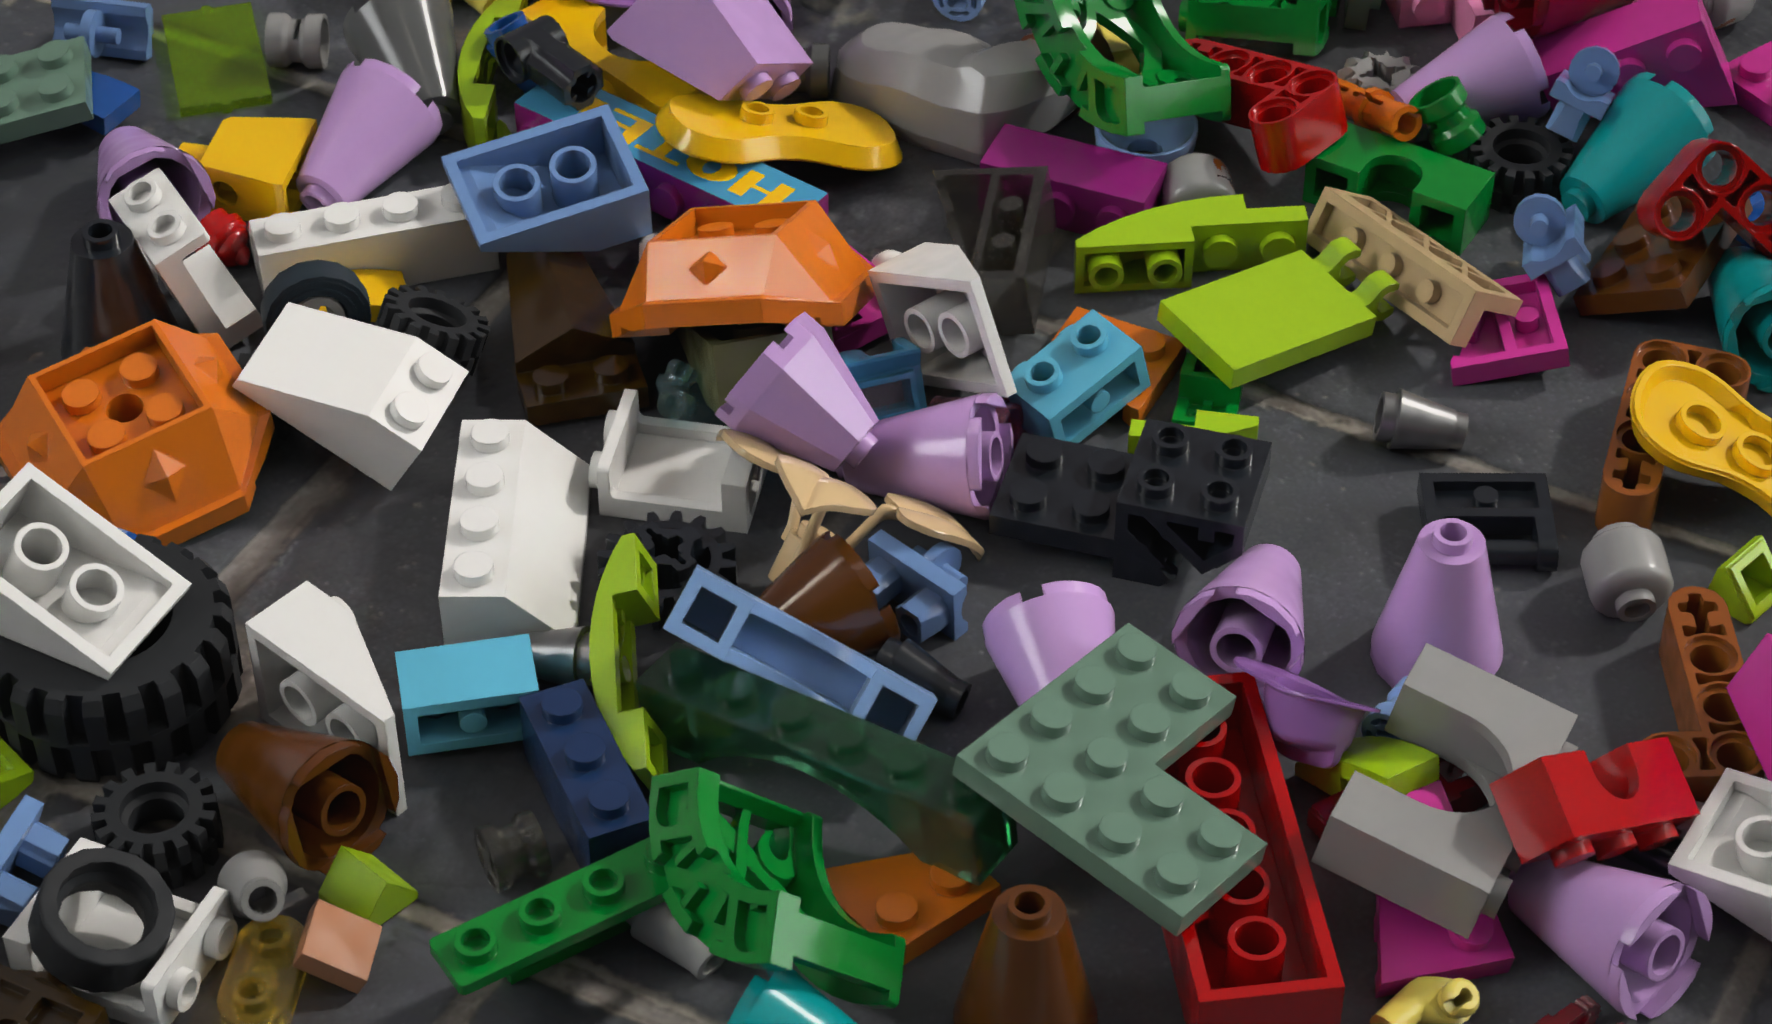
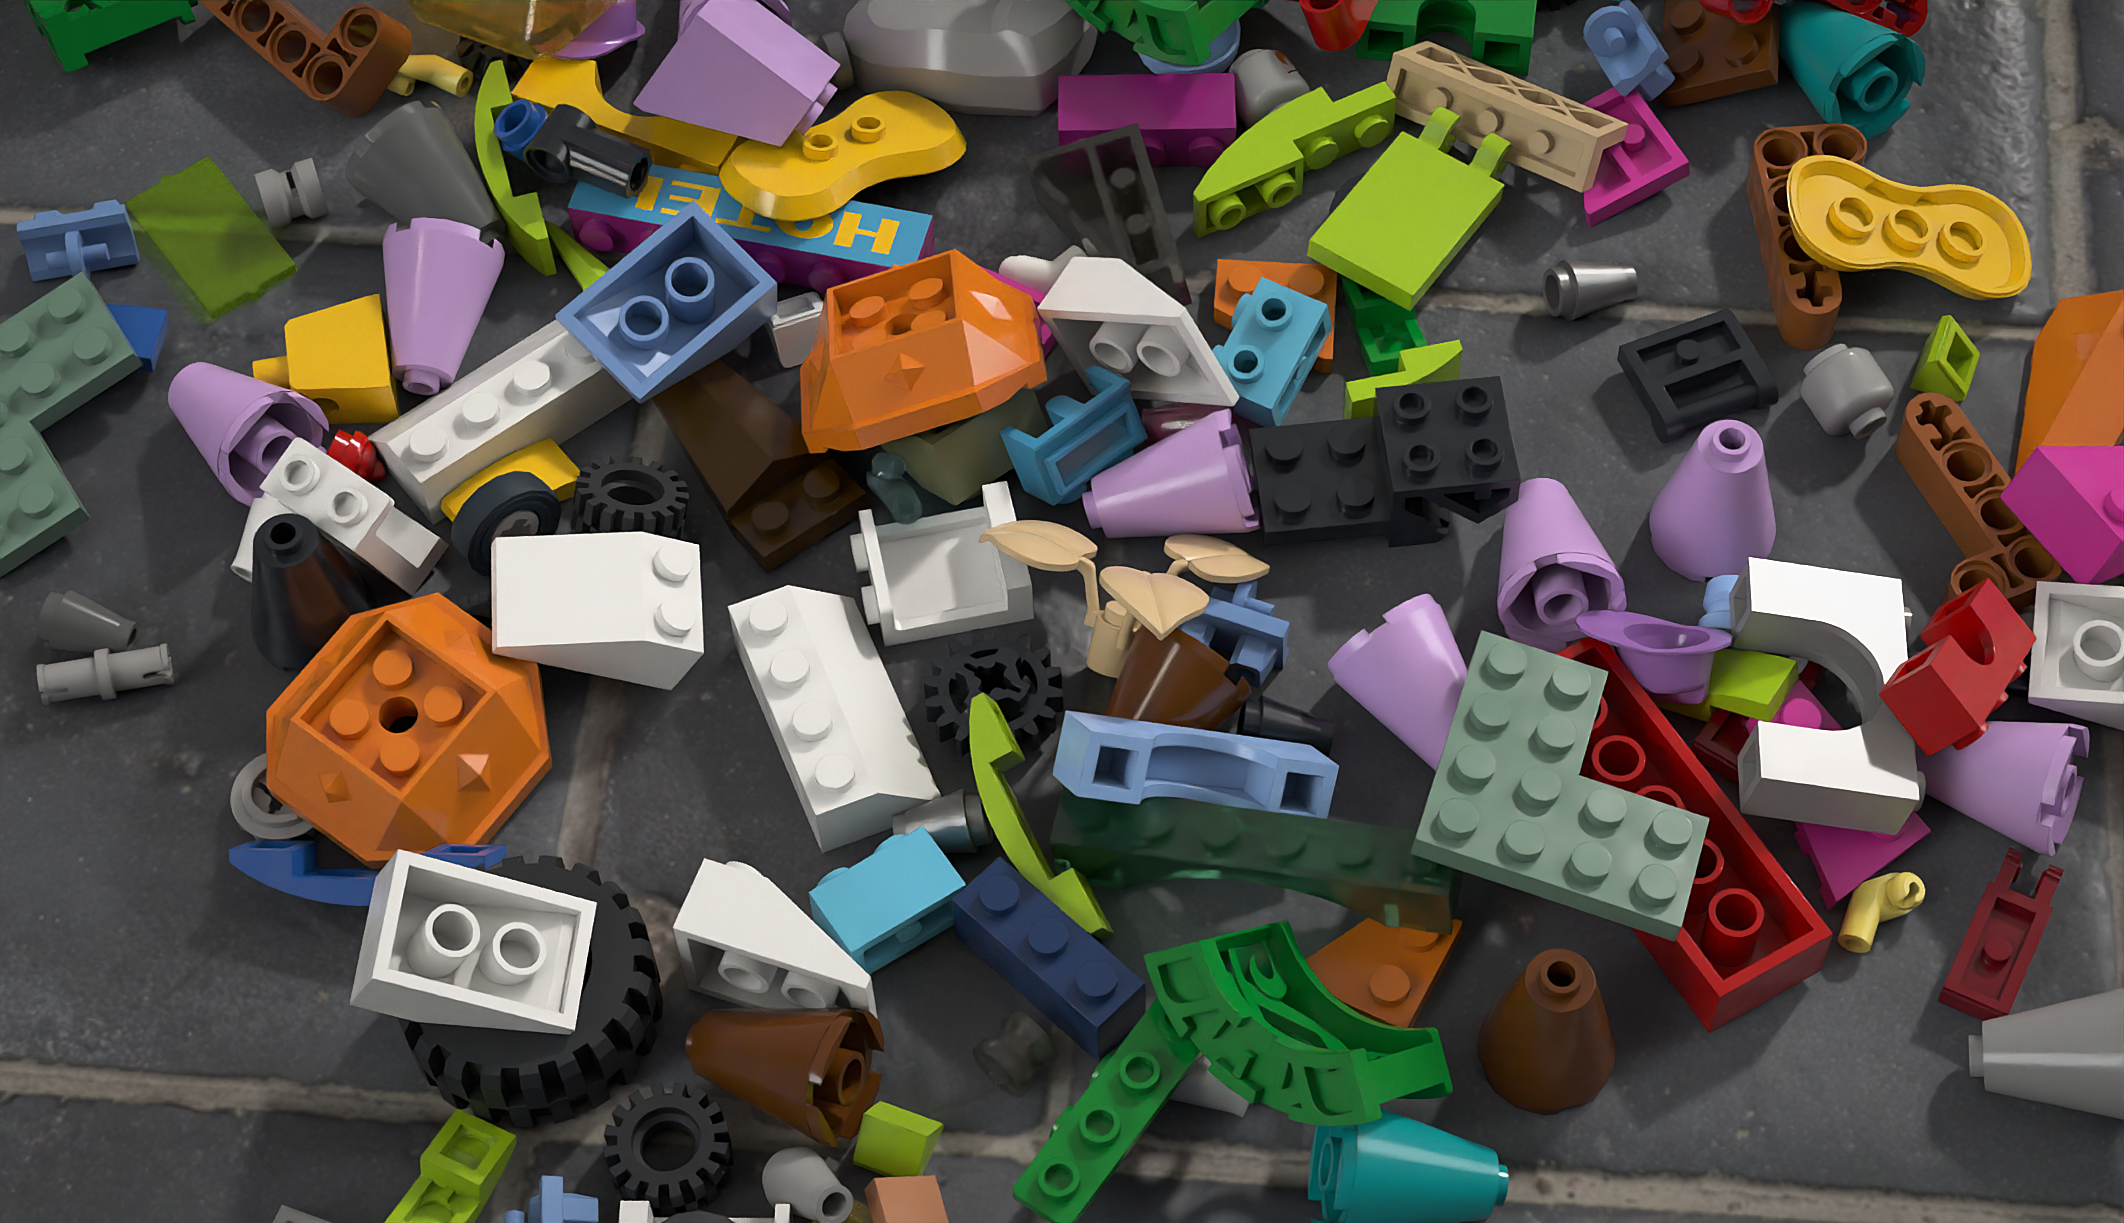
camera: 20 degrees left, 15 degrees up
(803, 400) = (1054, 481): lavender cone -> none

